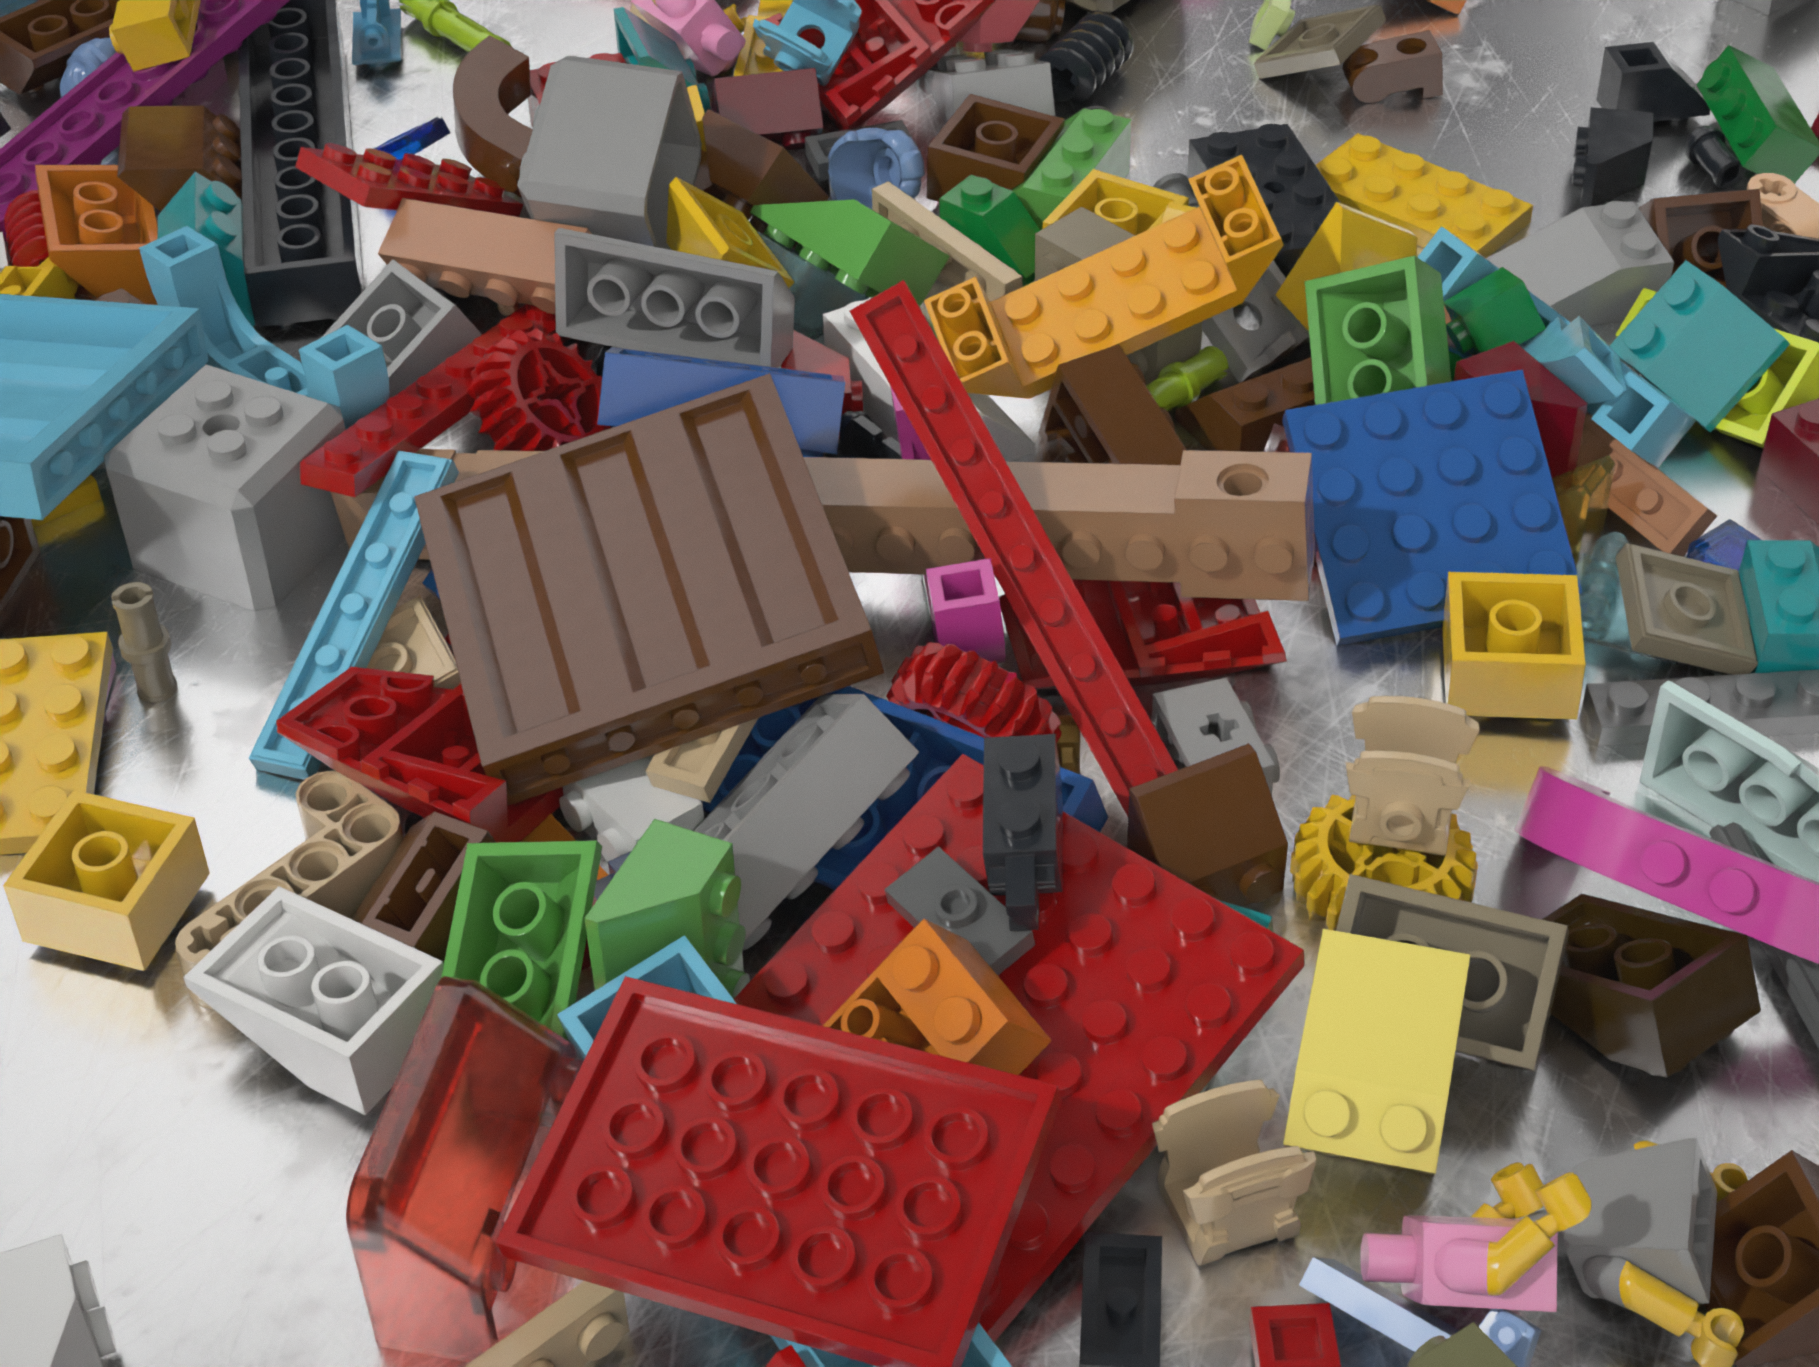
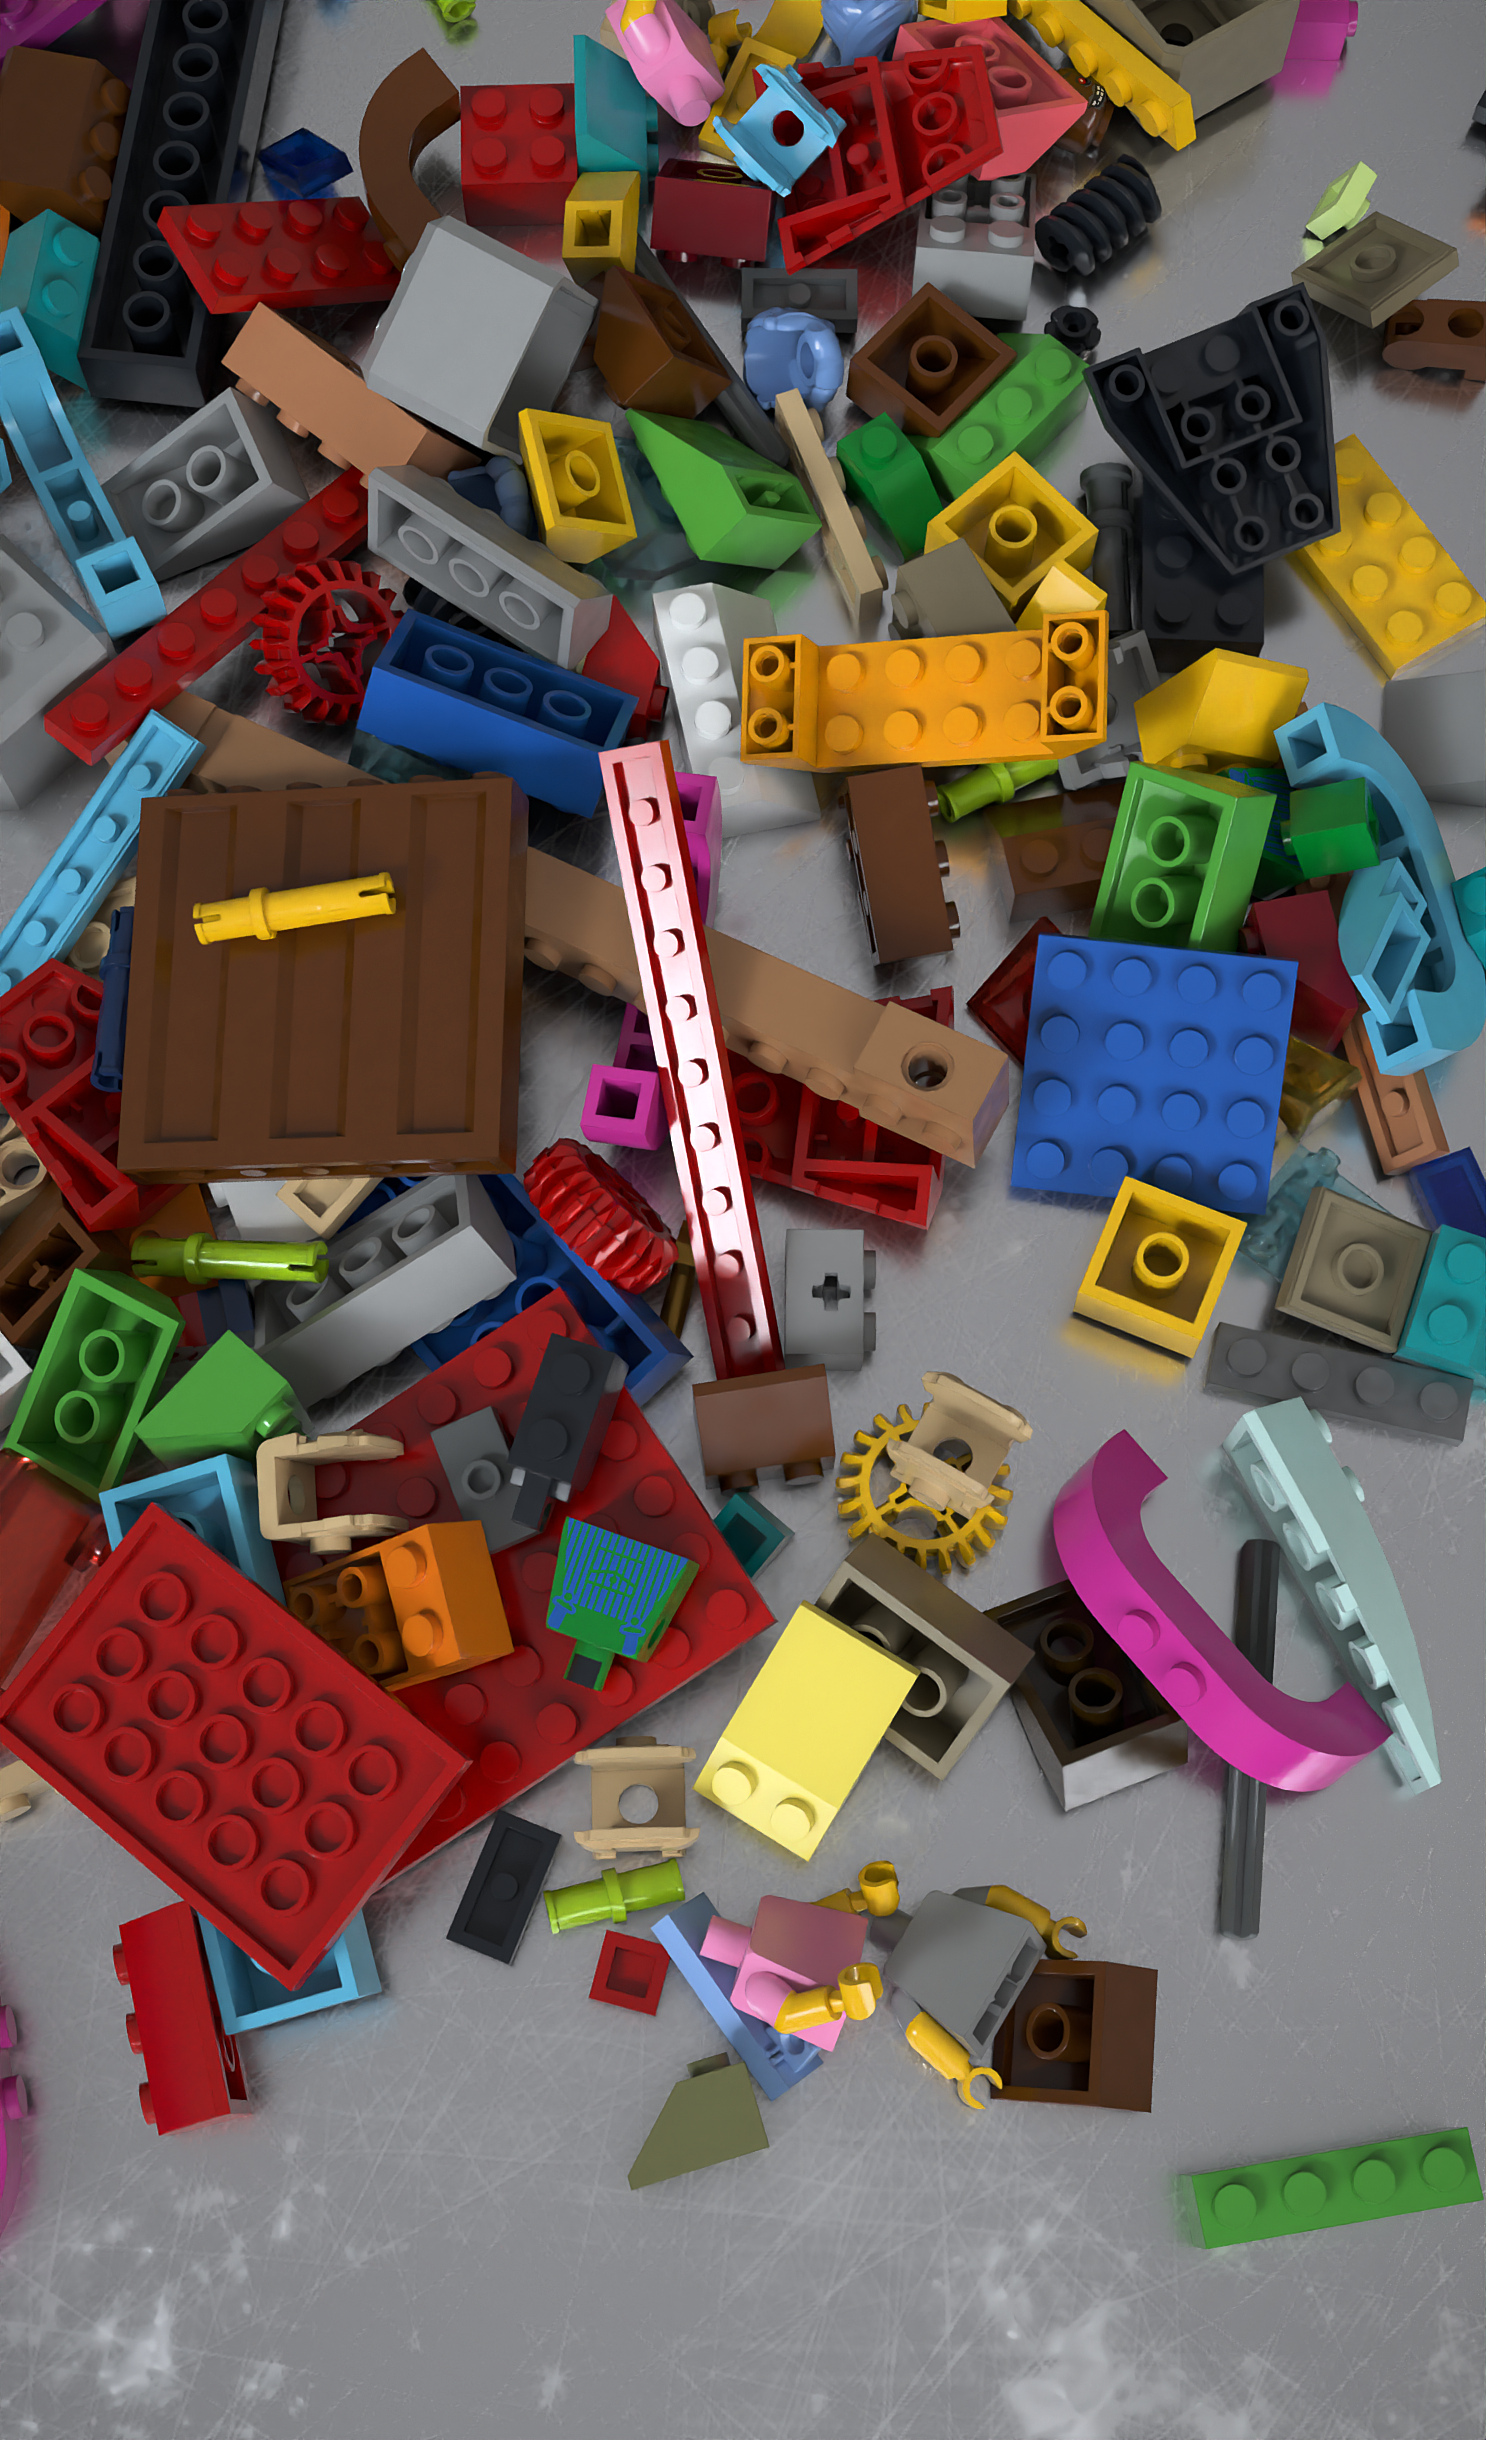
camera: 15 degrees right, 30 degrees up
(436, 665) = (112, 1021): none -> dark blue pin
(586, 514) = (268, 912): none -> yellow pin
(623, 829) = (205, 1258): none -> lime pin
(811, 910) = (290, 1464): none -> tan piece
(1137, 955) = (612, 1598): none -> torso
(1239, 1284) = (614, 1895): none -> lime pin
(1273, 104) = (1233, 429): none -> black wedge

